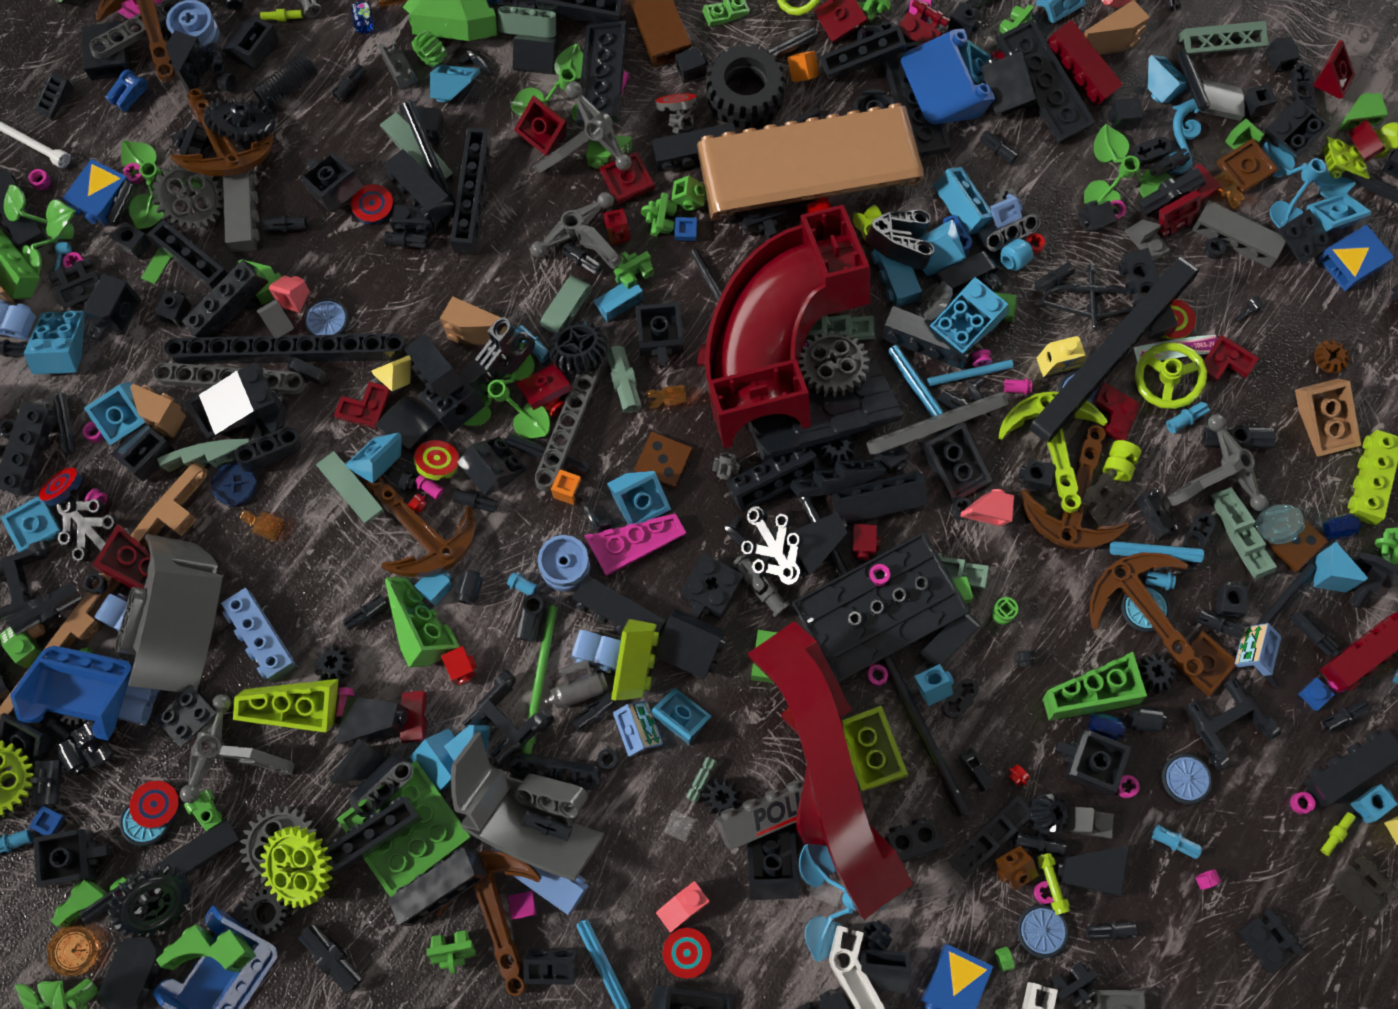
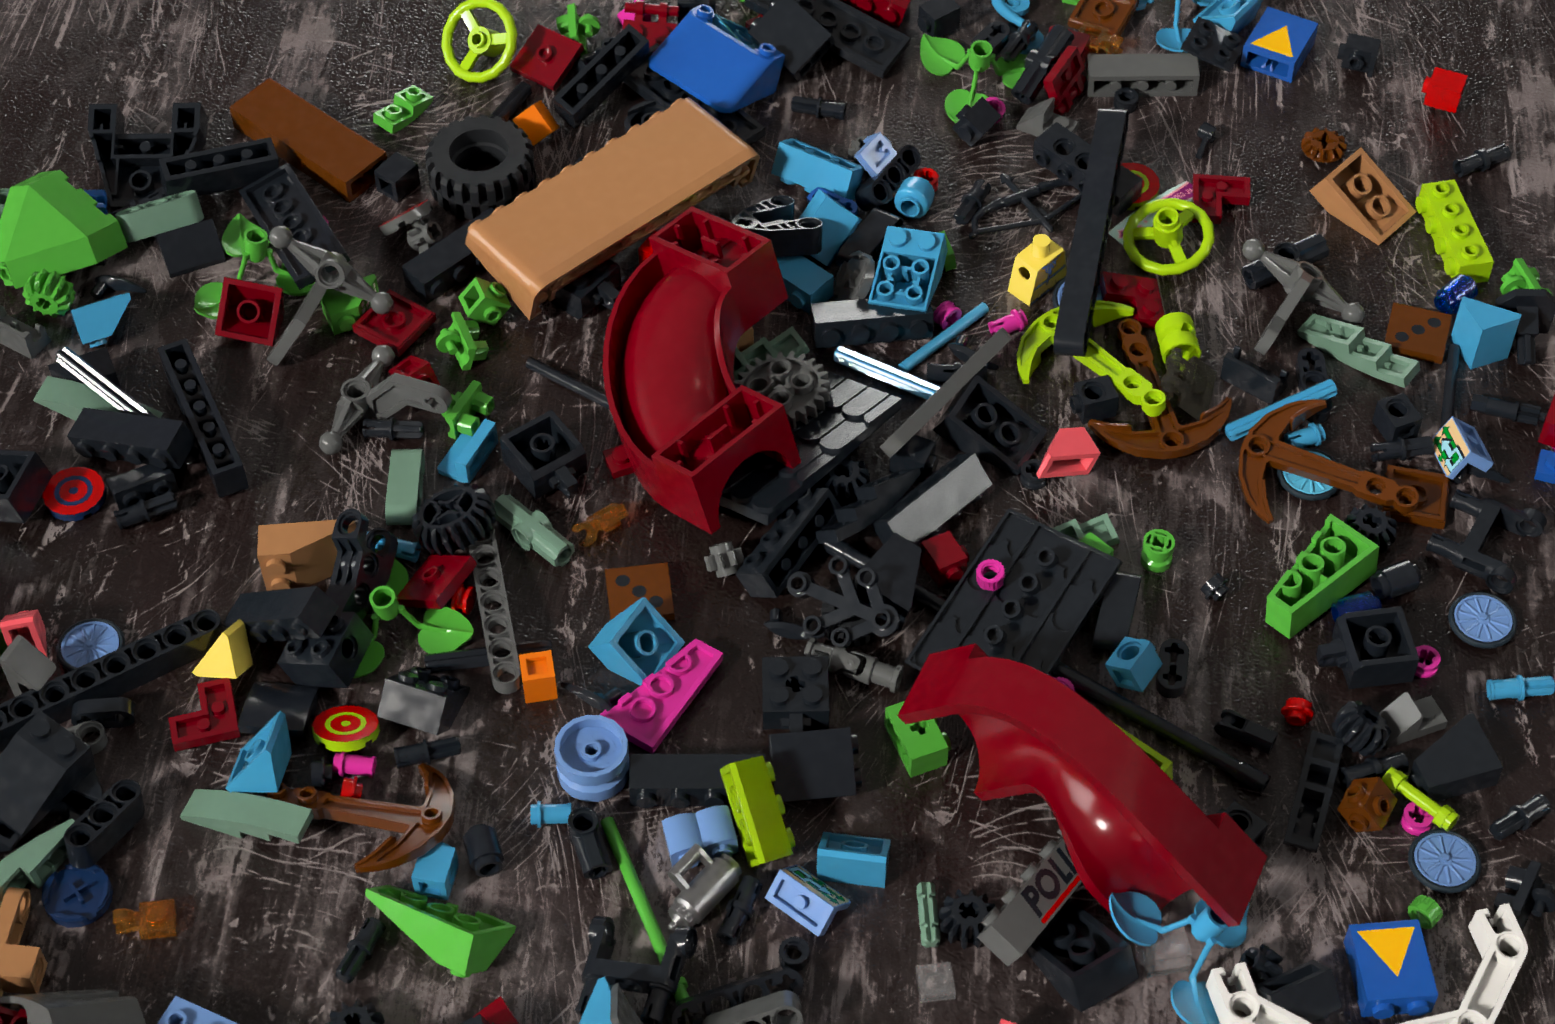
camera: 30 degrees left, 20 degrees down
(459, 666) = (529, 945): red brick -> none
(685, 229) = (504, 342): blue plate -> none
(1187, 417) = (1215, 269): dark azure axle -> none
(1280, 523) = (1391, 318): clear light blue tile -> none

